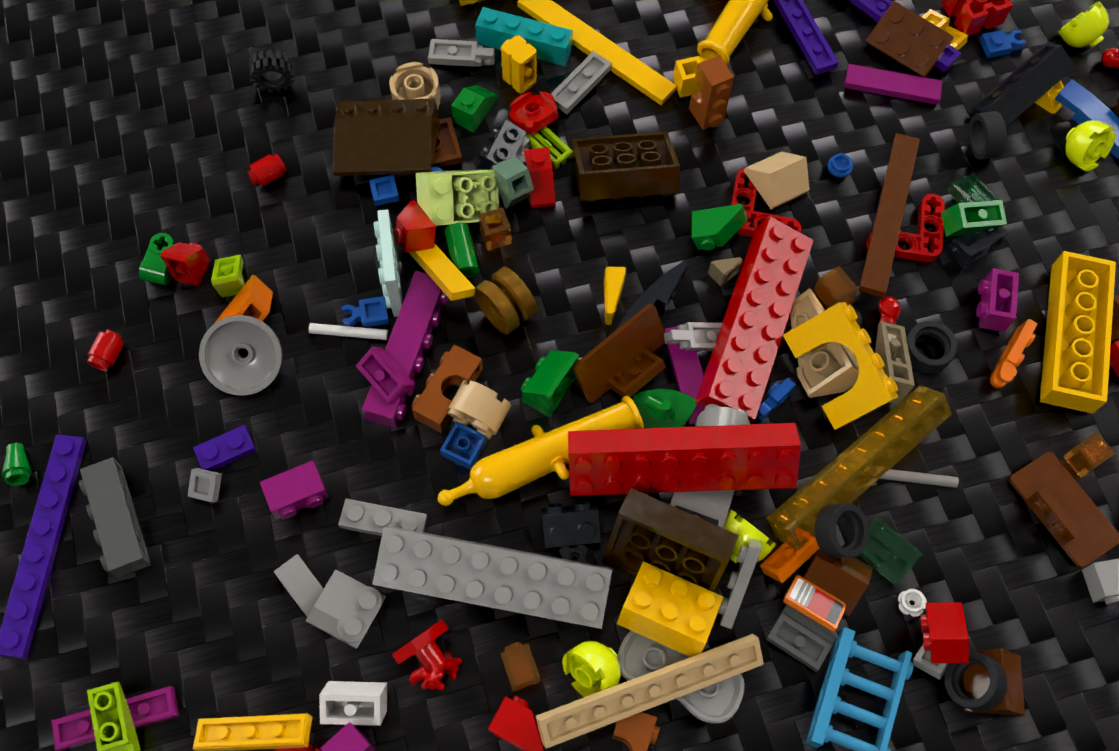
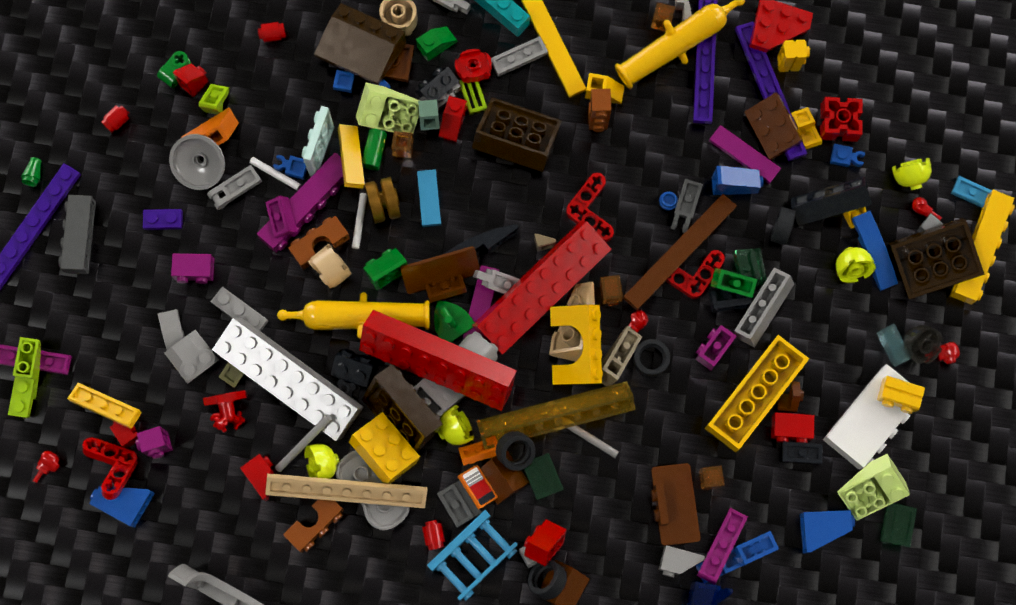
camera: 25 degrees right, 10 degrees up
(204, 485) = (140, 238): light grey plate -> none
(303, 368) = (234, 187): none -> light grey plate
(353, 702) = (169, 415): white brick -> none
(413, 607) = (231, 375): none -> olive plate
(414, 229) = (347, 121): red slope -> none
(463, 445) = (311, 285): blue piece -> none
(485, 342) = (359, 221): none -> white bar
(519, 63) = (479, 25): yellow brick -> none
(519, 666) = (278, 440): clear orange brick -> none
(557, 280) = (429, 198): none -> dark azure tile
(558, 653) = (303, 443): none -> light grey bar
(613, 284) = (460, 222): yellow slope -> none
(716, 225) = (552, 208): green slope -> none
(738, 582) = (433, 452): light grey plate -> none
(777, 395) = (531, 343): blue plate -> none
(779, 178) = (618, 191): tan slope -> none
(793, 696) = (433, 535): none -> red brick
(864, 161) = (687, 203): none -> dark grey hinge
(902, 112) = (736, 181): none -> slope
(917, 597) = (540, 510): white plate -> none
(1012, 355) = (704, 389): orange hinge -> none
(1024, 230) = (764, 307): none -> light grey brick

